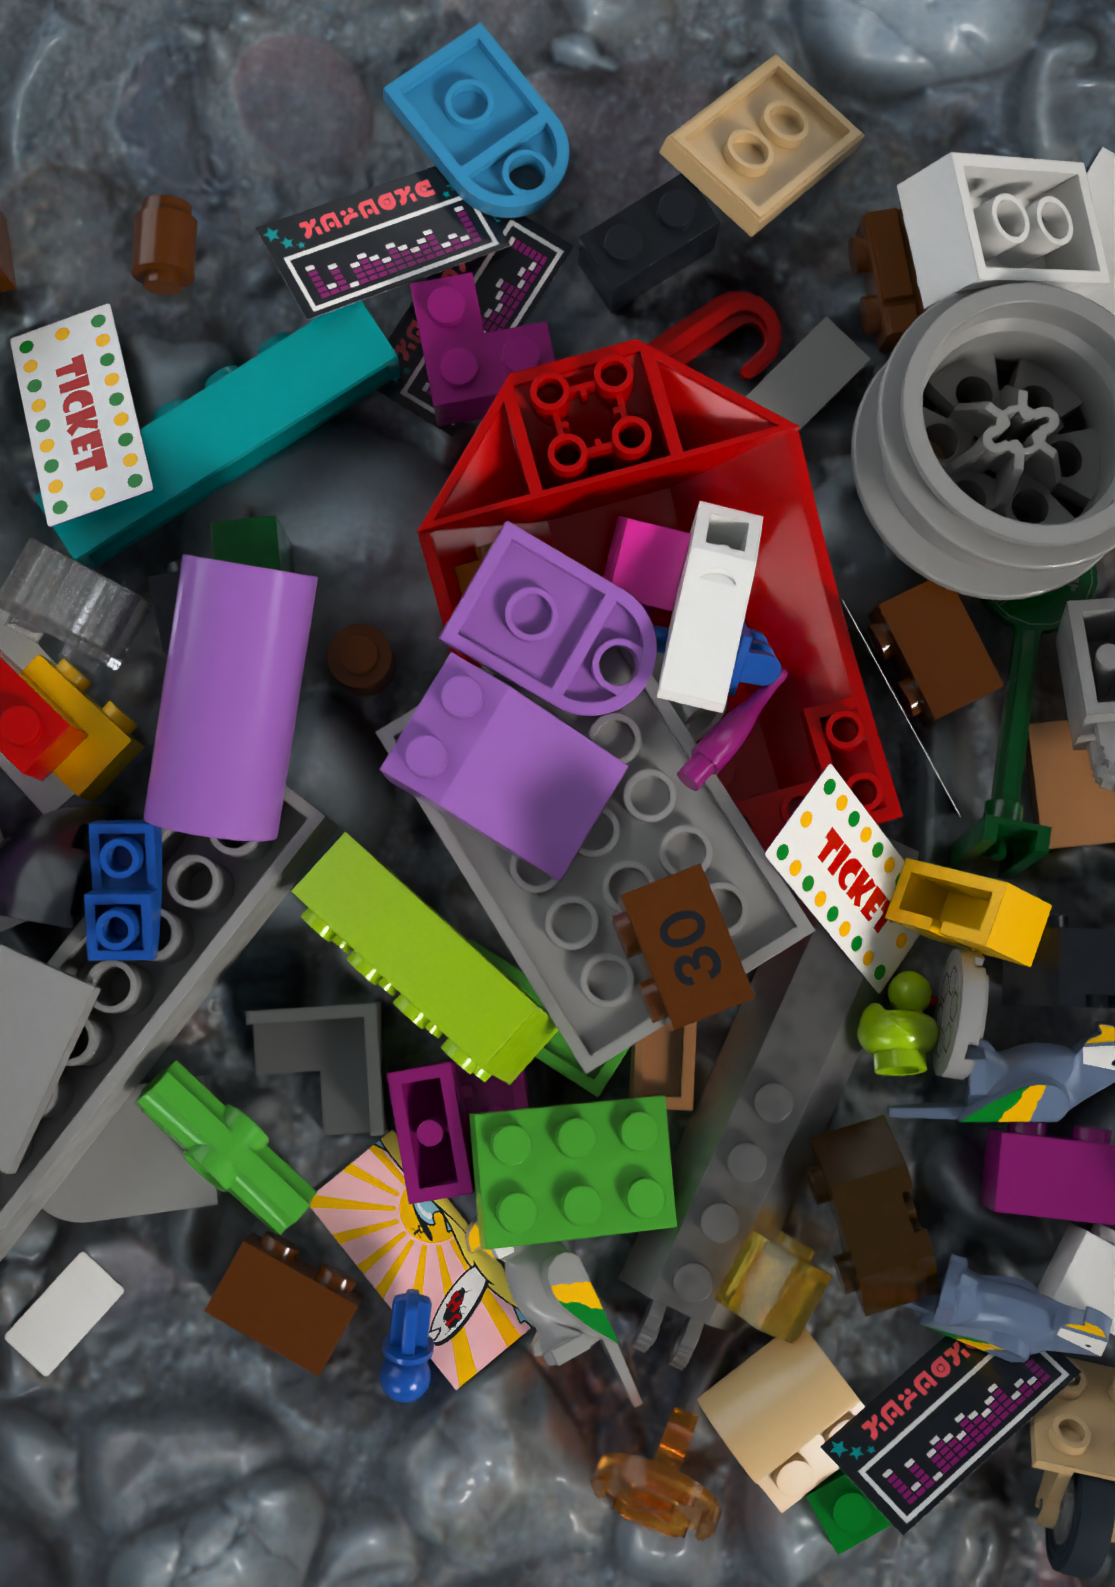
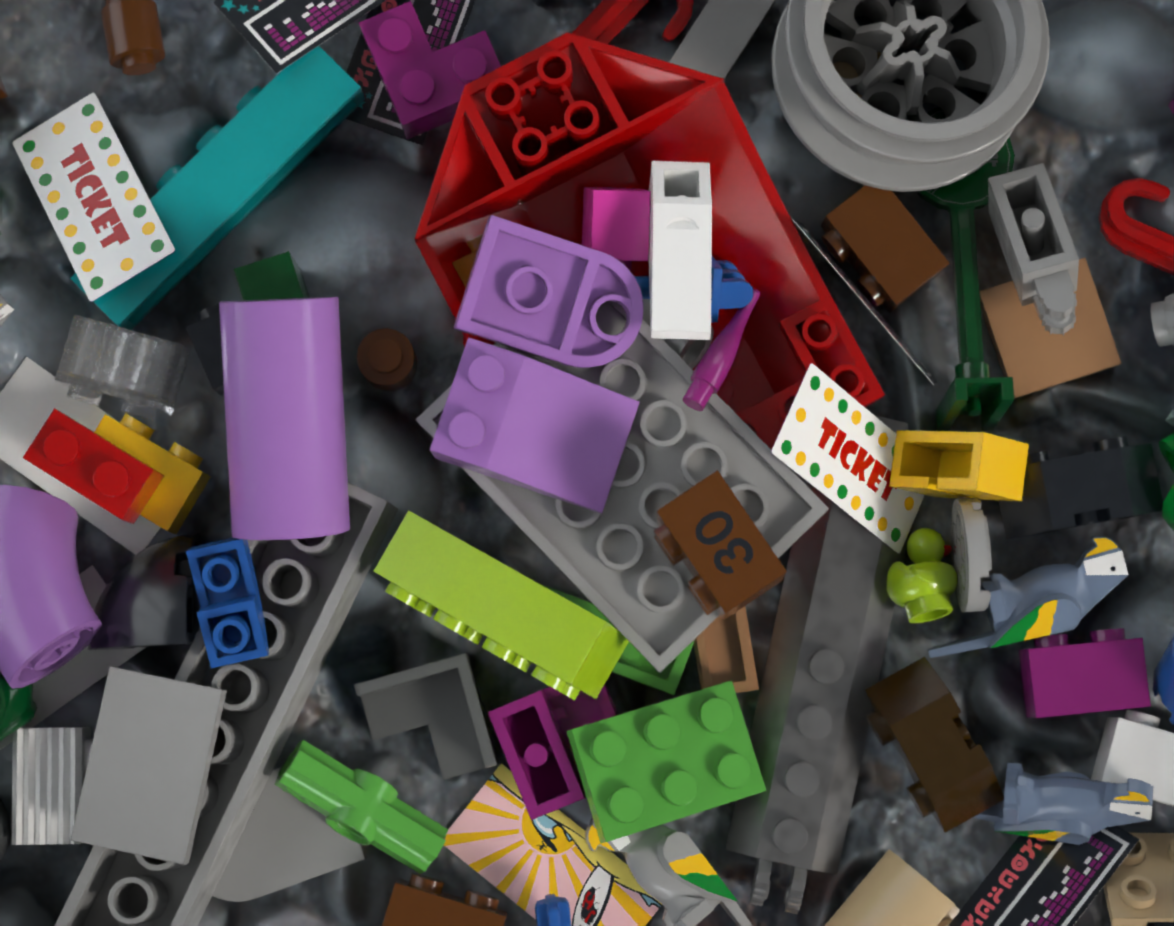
camera: 10 degrees left, 0 degrees up
(774, 1285) = (861, 822): clear yellow brick -> none

